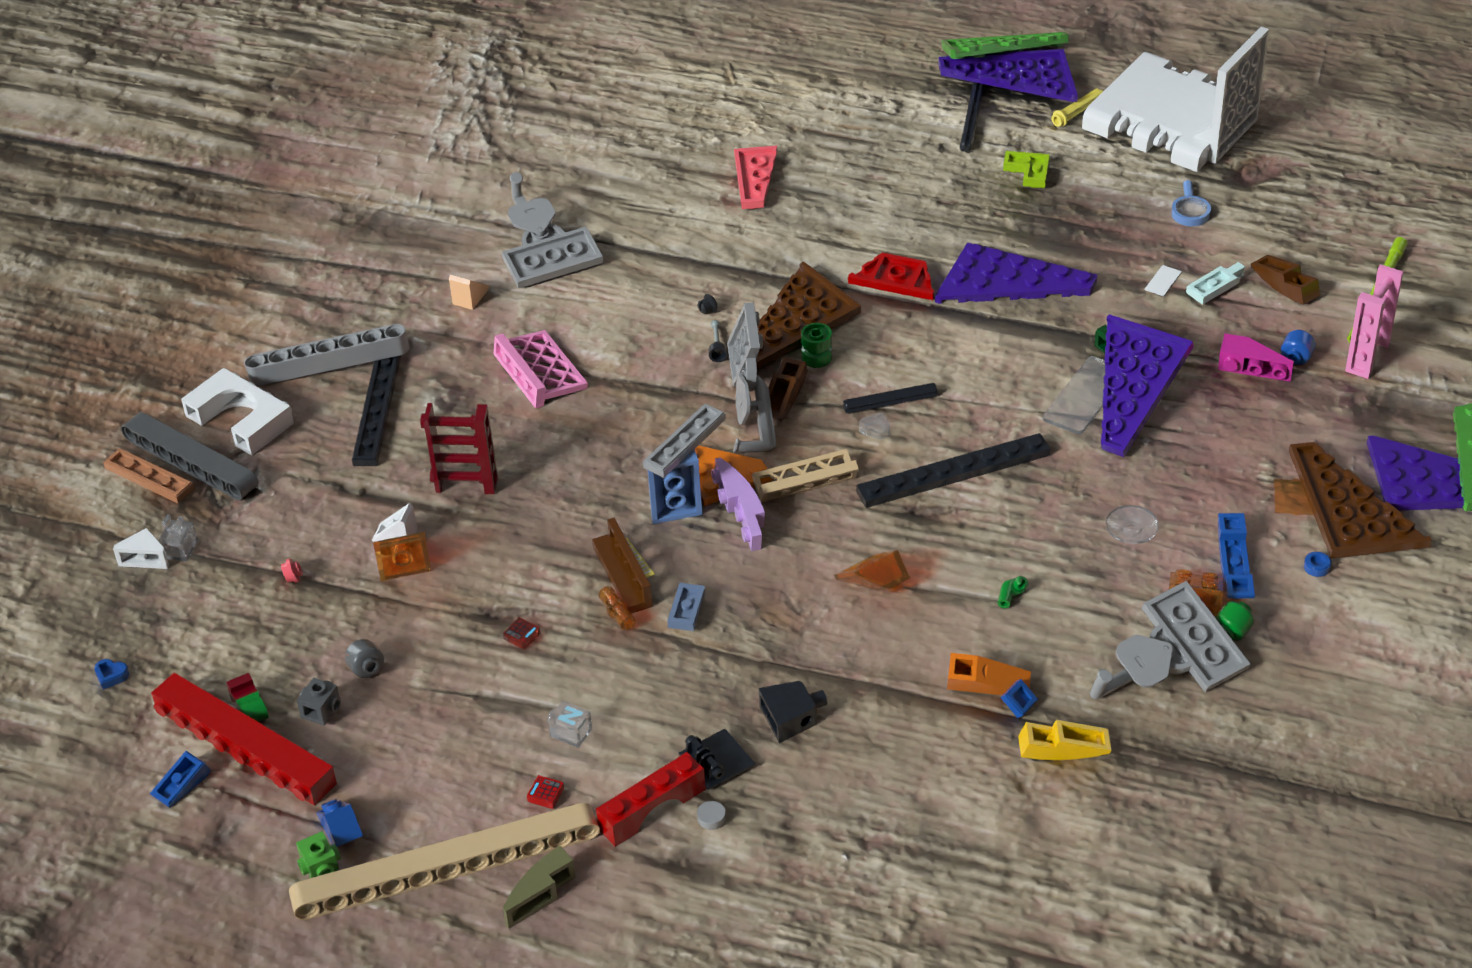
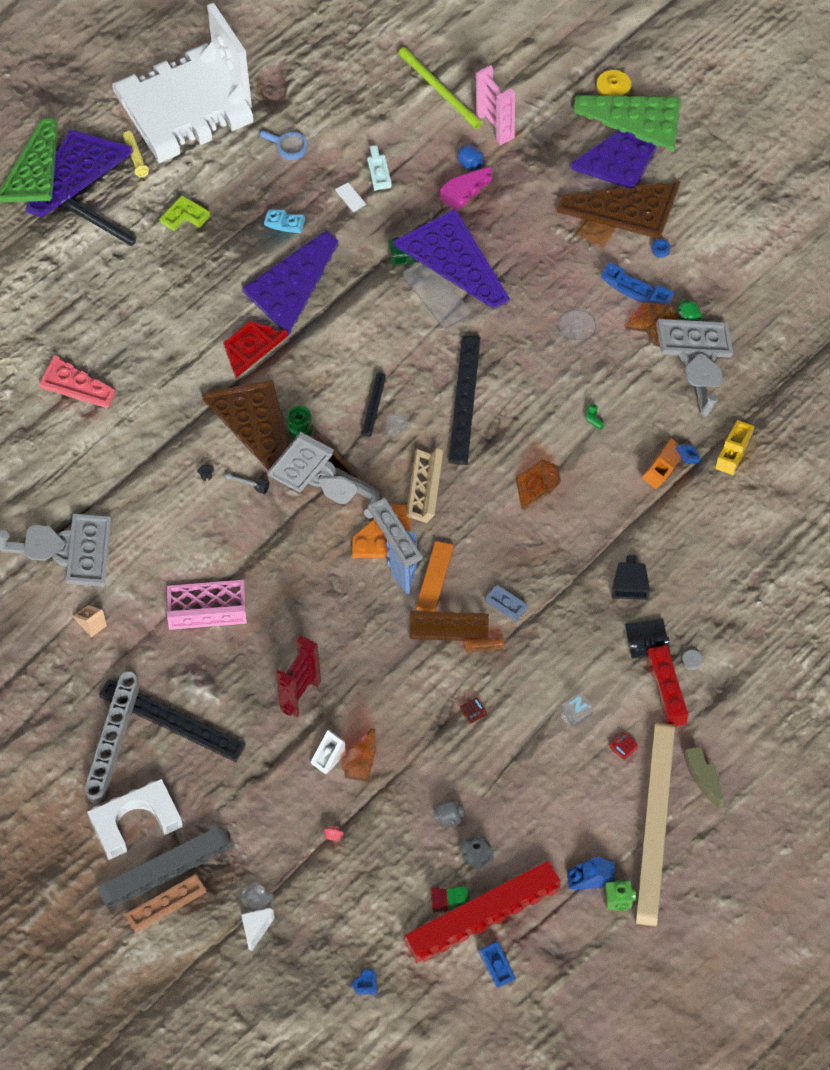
camera: 65 degrees left, 15 degrees up
(687, 533) = (435, 576): none -> orange tile
(742, 500) = (439, 529): lavender slope -> none
(1083, 241) = (284, 222): none -> medium azure slope
(1287, 278) = (398, 129): reddish brown slope -> none

